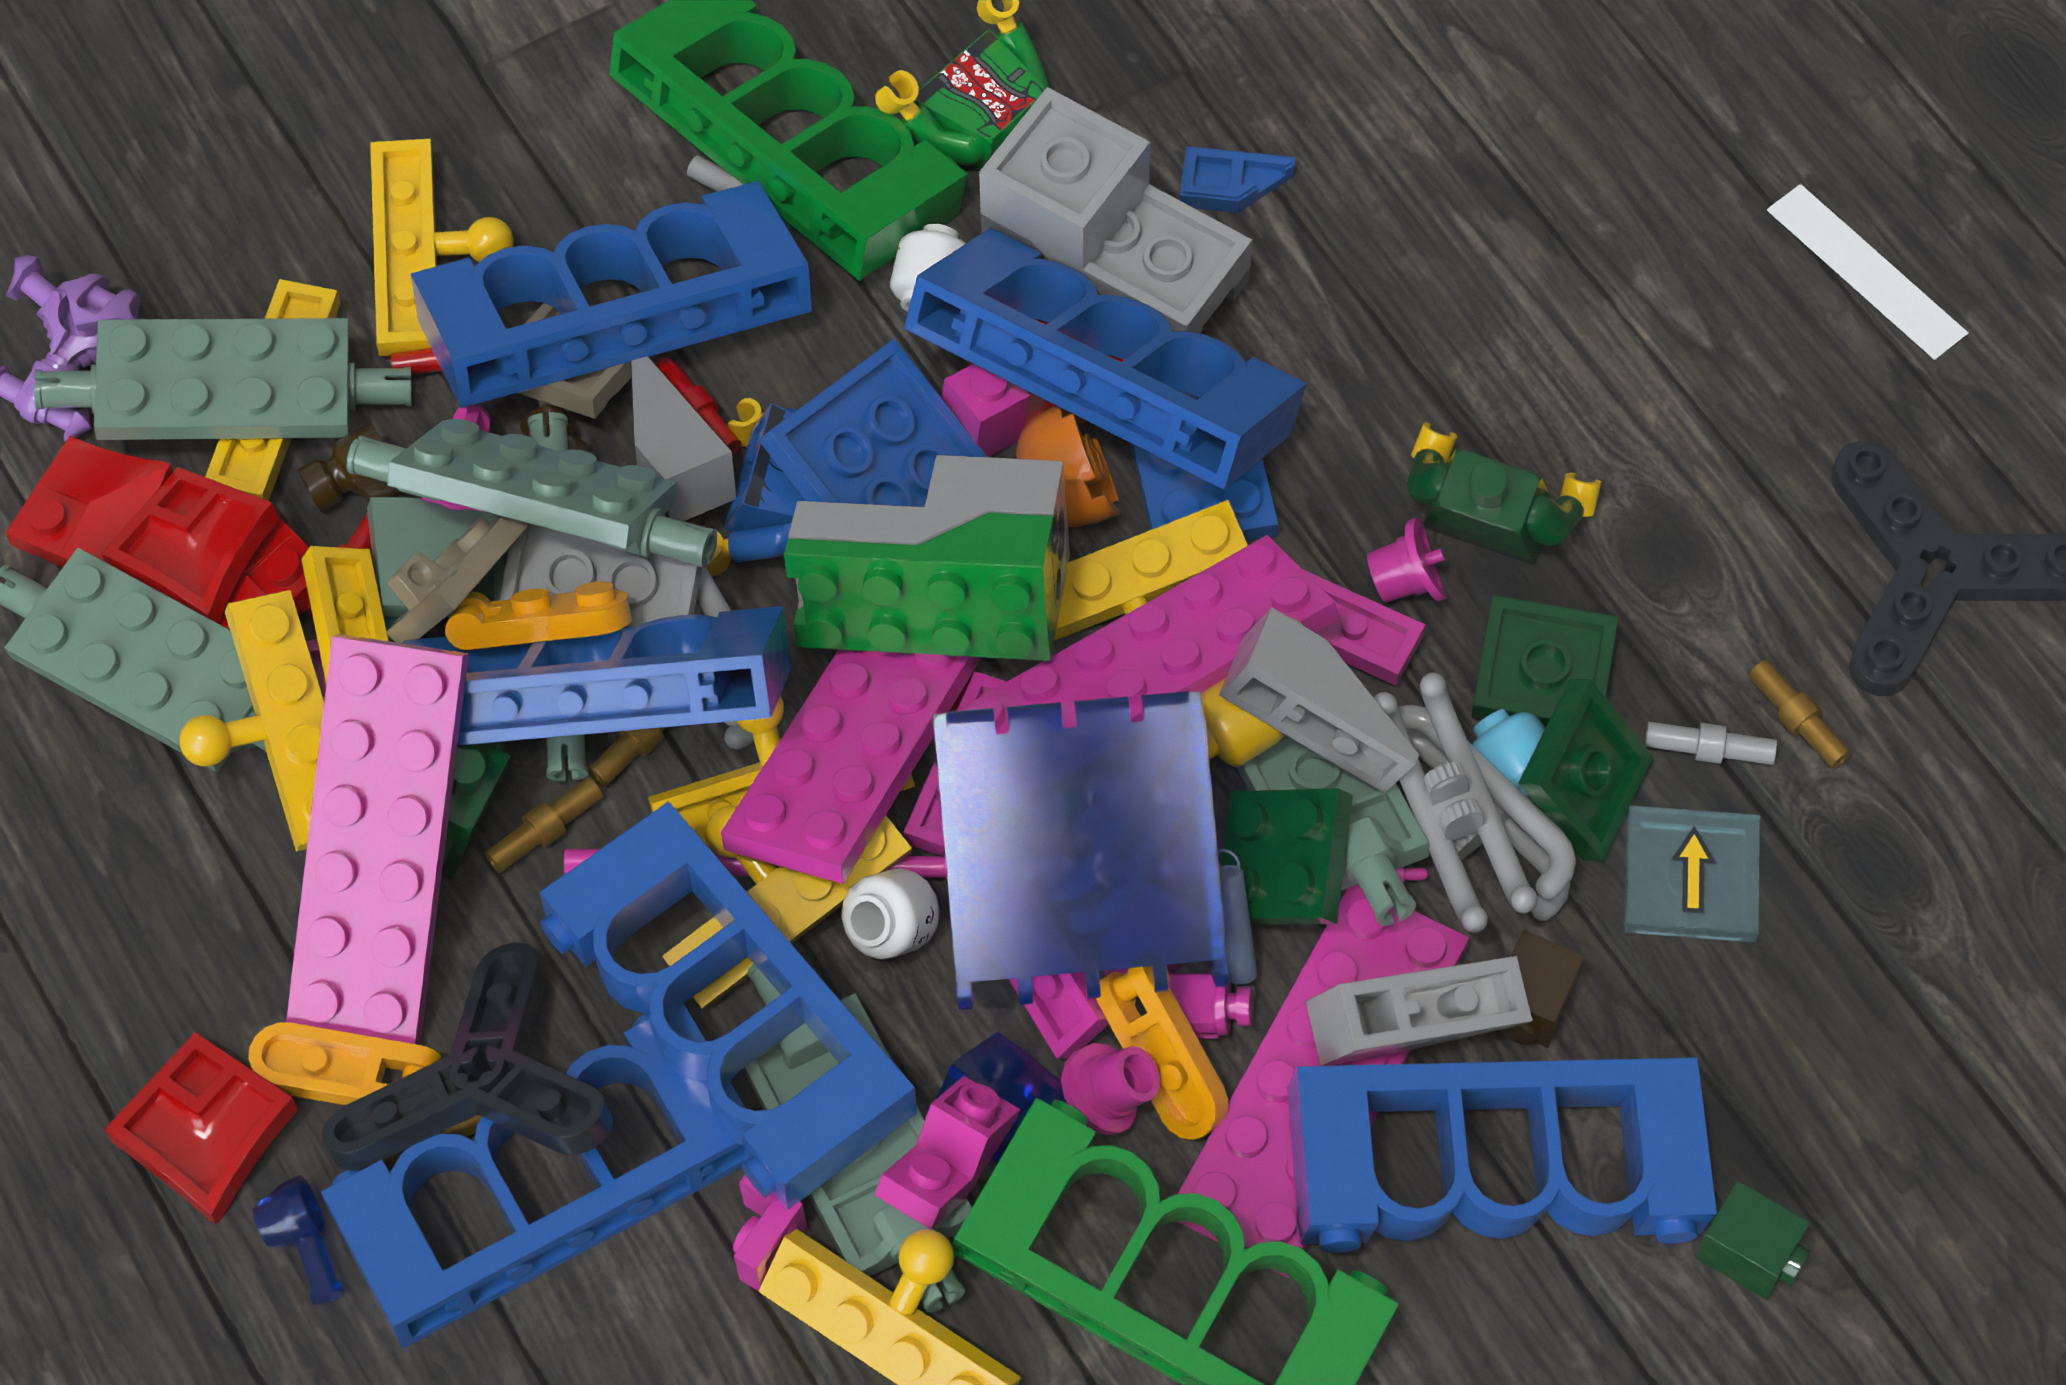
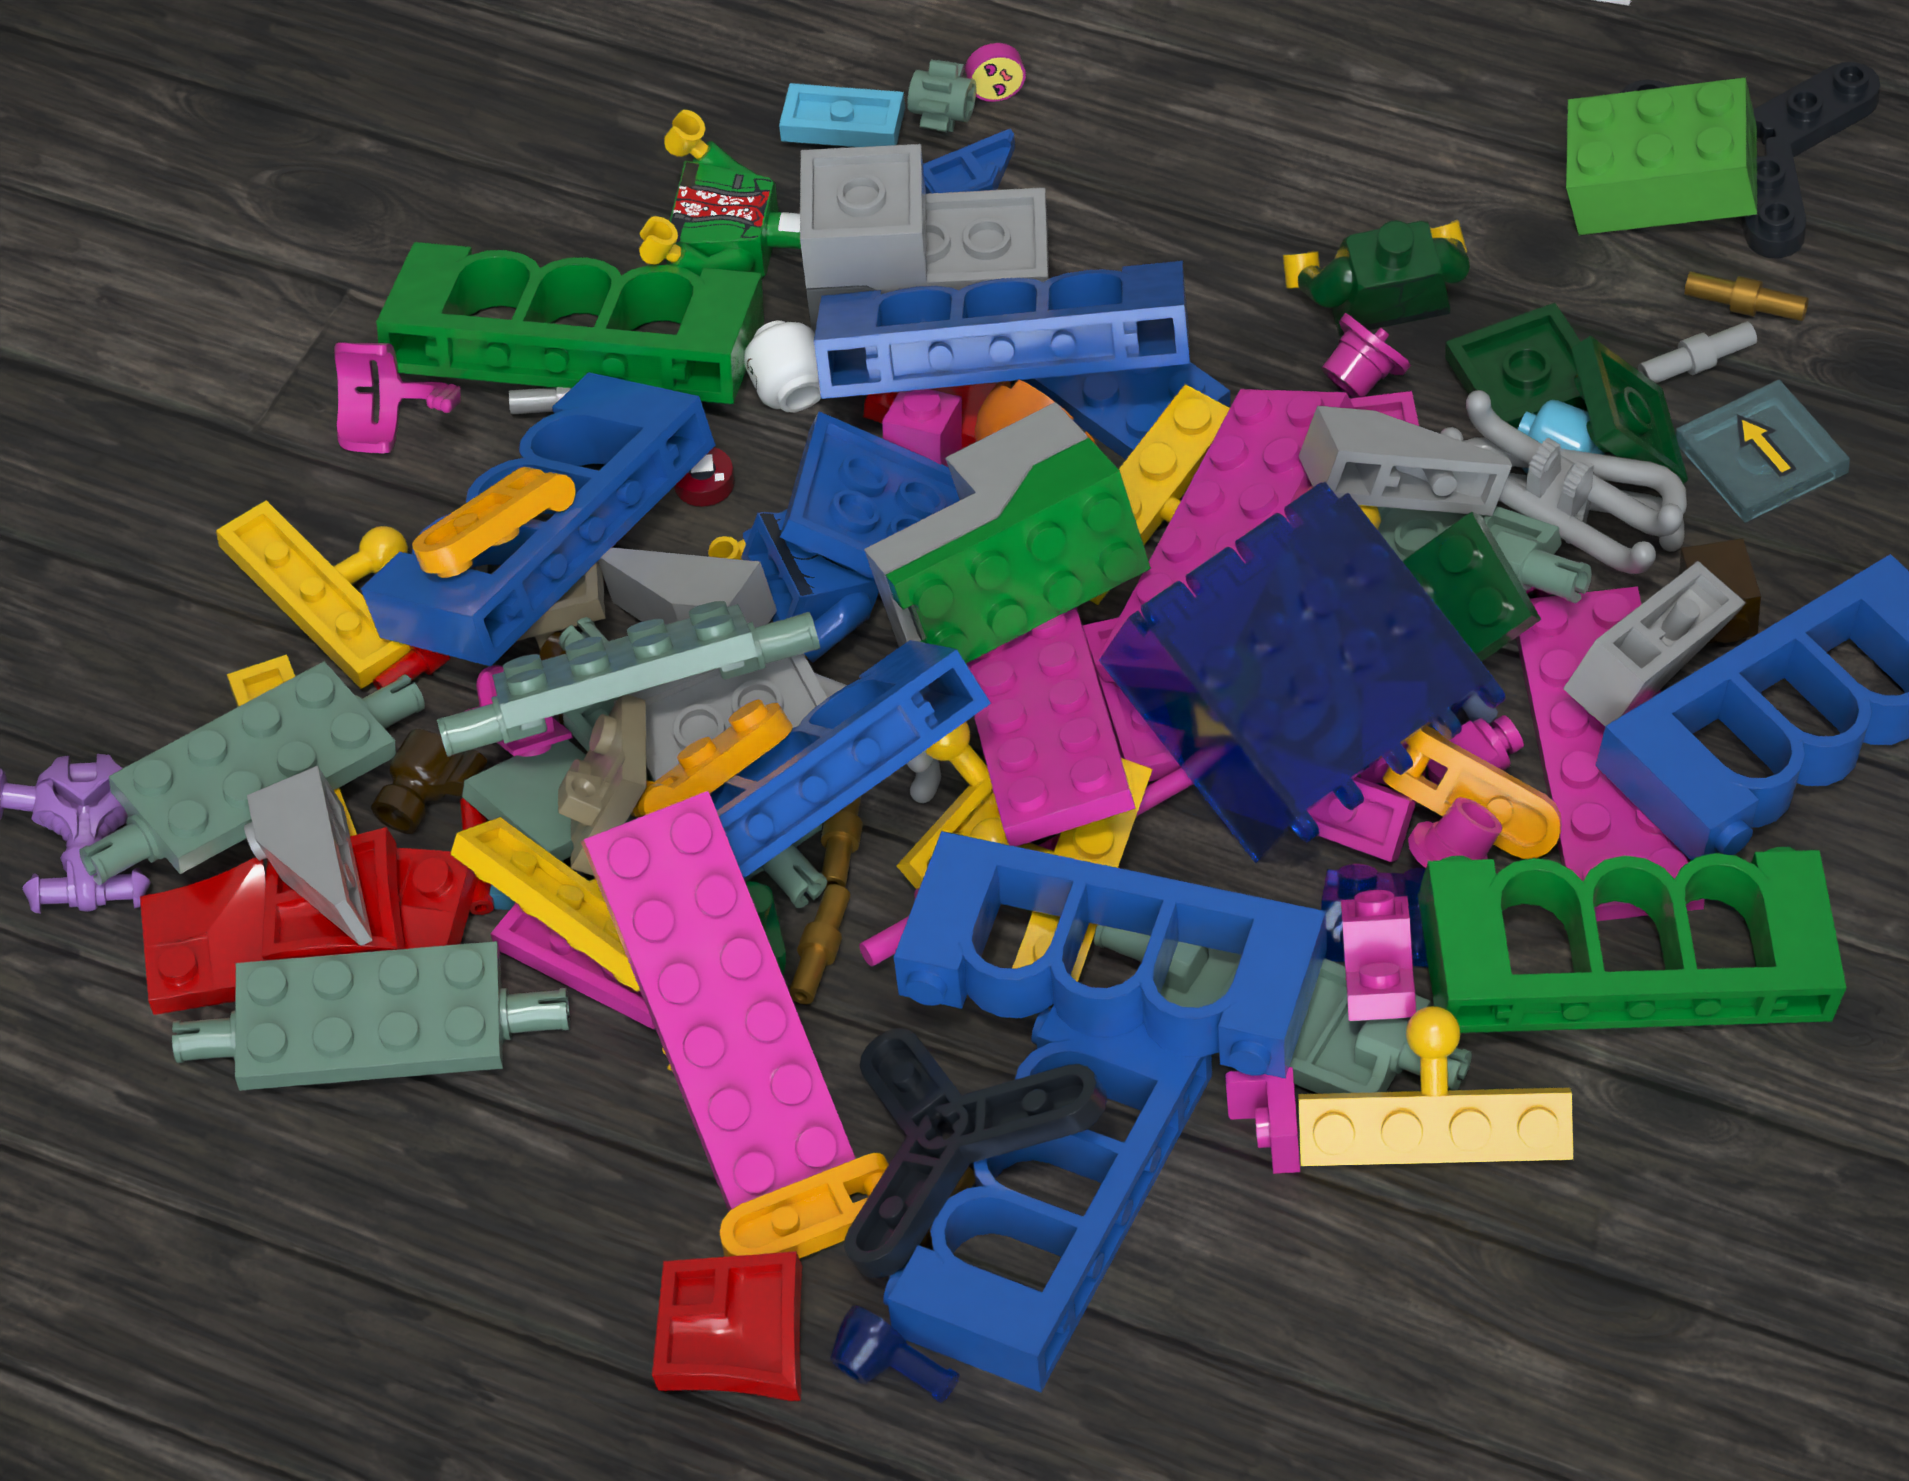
camera: 30 degrees left, 10 degrees down
(192, 486) = (309, 844): none -> light grey slope
(284, 702) = (538, 981): yellow plate -> none
(541, 277) = (491, 519): none -> light orange plate
(563, 117) = (356, 409): none -> dark pink helmet
(794, 337) = (708, 480): none -> dark red tile
(890, 913) = (1172, 830): white head -> none
(1164, 61) = (841, 116): none -> medium azure plate
(1257, 92) = (941, 95): none -> sand green gear
(1323, 96) = (996, 71): none -> tile
(1821, 534) = (1662, 156): none -> bright green brick

